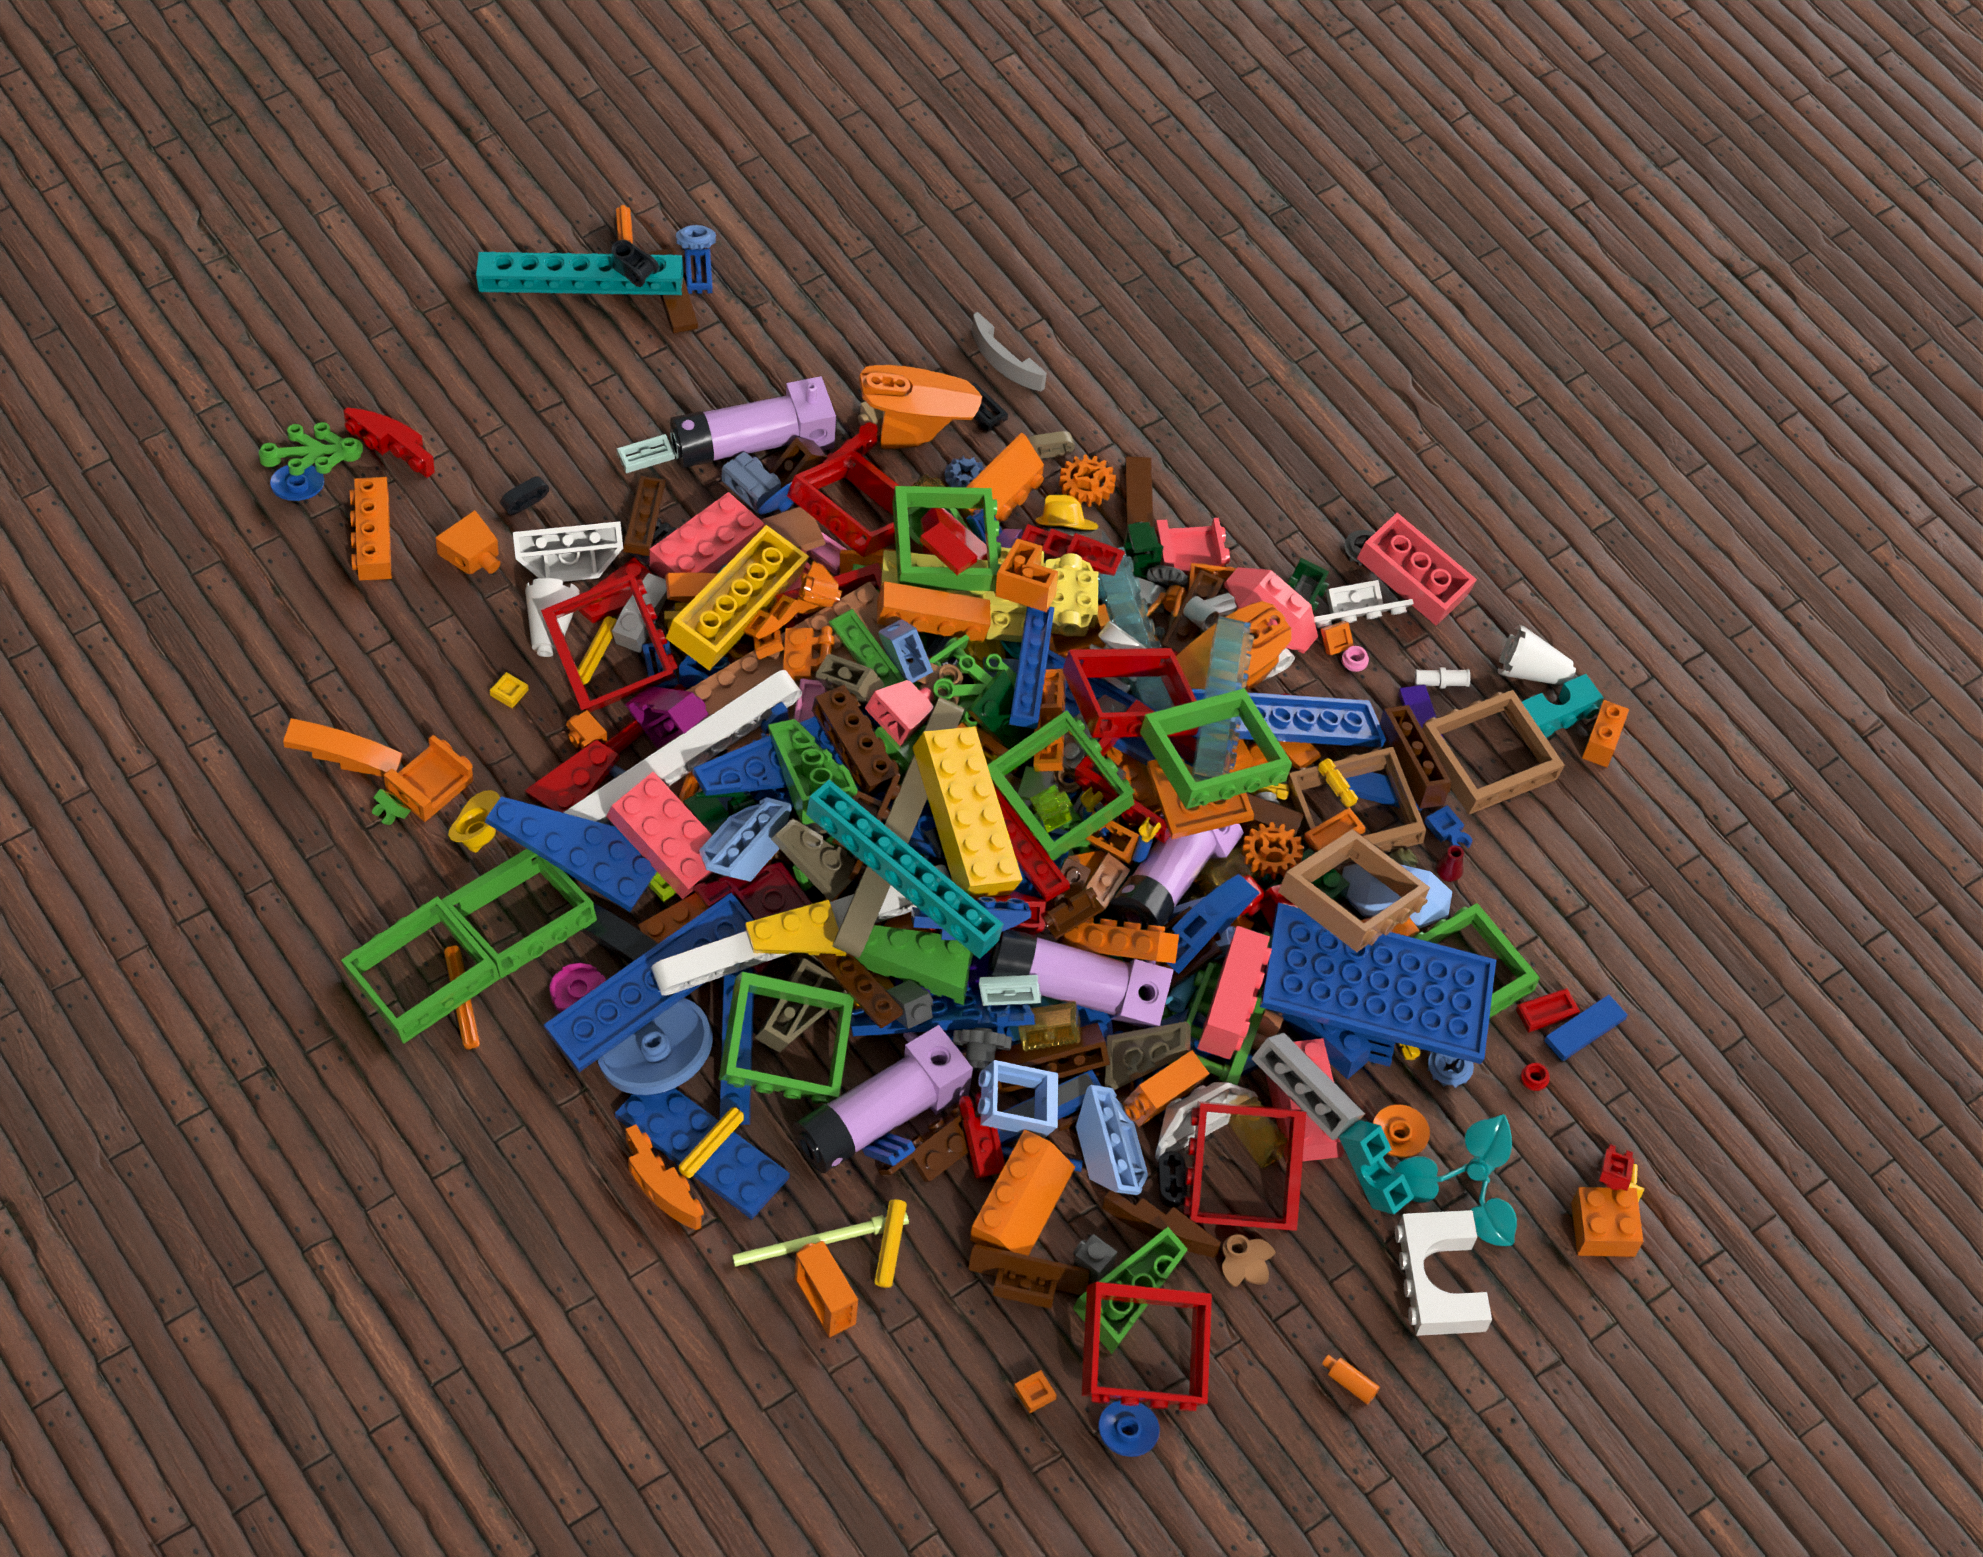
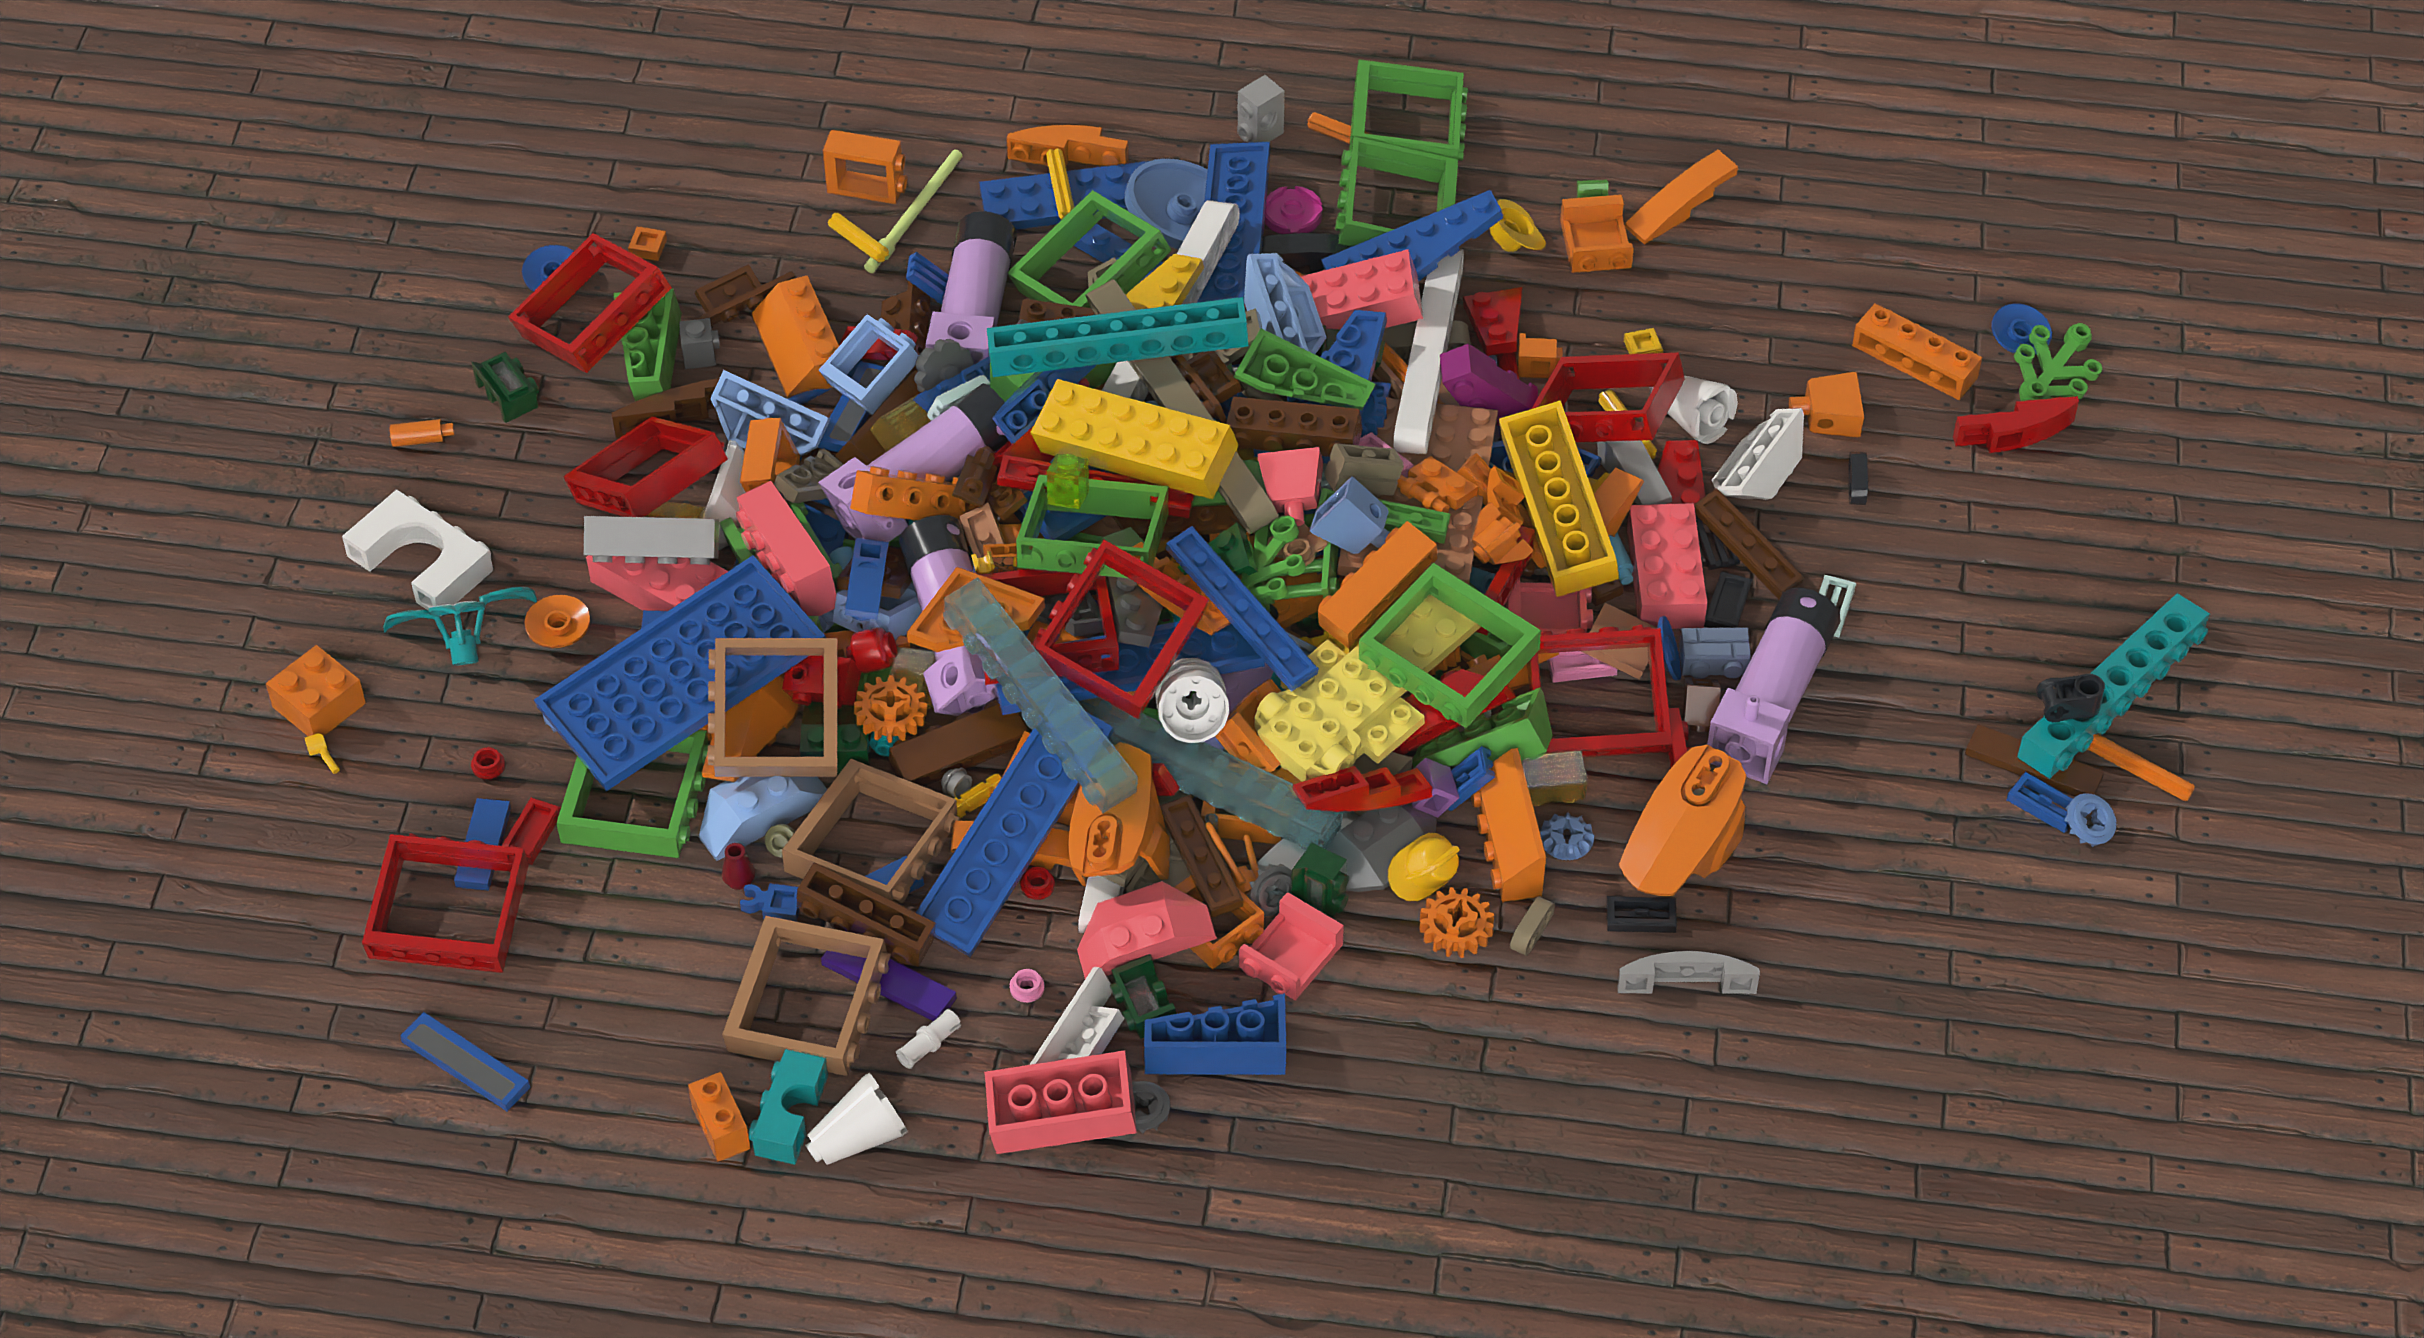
camera: 140 degrees right, 5 degrees down
(511, 1062) = (1260, 111): none -> light grey brick
(691, 505) = (1728, 601): none -> black tile
(780, 714) = (1389, 426): blue tile -> none
(948, 548) = (1422, 612): red tile -> none
(1024, 579) = (1339, 656): orange brick -> none
(1138, 490) = (1395, 958): reddish brown tile -> none
(1206, 612) = (1182, 844): light grey piece -> none
(1207, 711) = (964, 656): bright green window -> none
(1248, 1264) = (588, 441): medium nougat plate -> none
(1257, 1358) = (507, 385): none -> dark green window
(1289, 528) = (1219, 1041): none -> blue wedge
(1333, 829) = (858, 779): orange tile -> none
(1337, 637) = (1062, 984): orange plate -> none
(1337, 783) = (901, 817): yellow axle -> none
(1365, 1148) = (556, 542): teal arch -> none
(1616, 1169) = (340, 722): red hinge -> none
(1676, 971) = (436, 950): none -> red window
(1717, 901) = (465, 1061): none -> tile

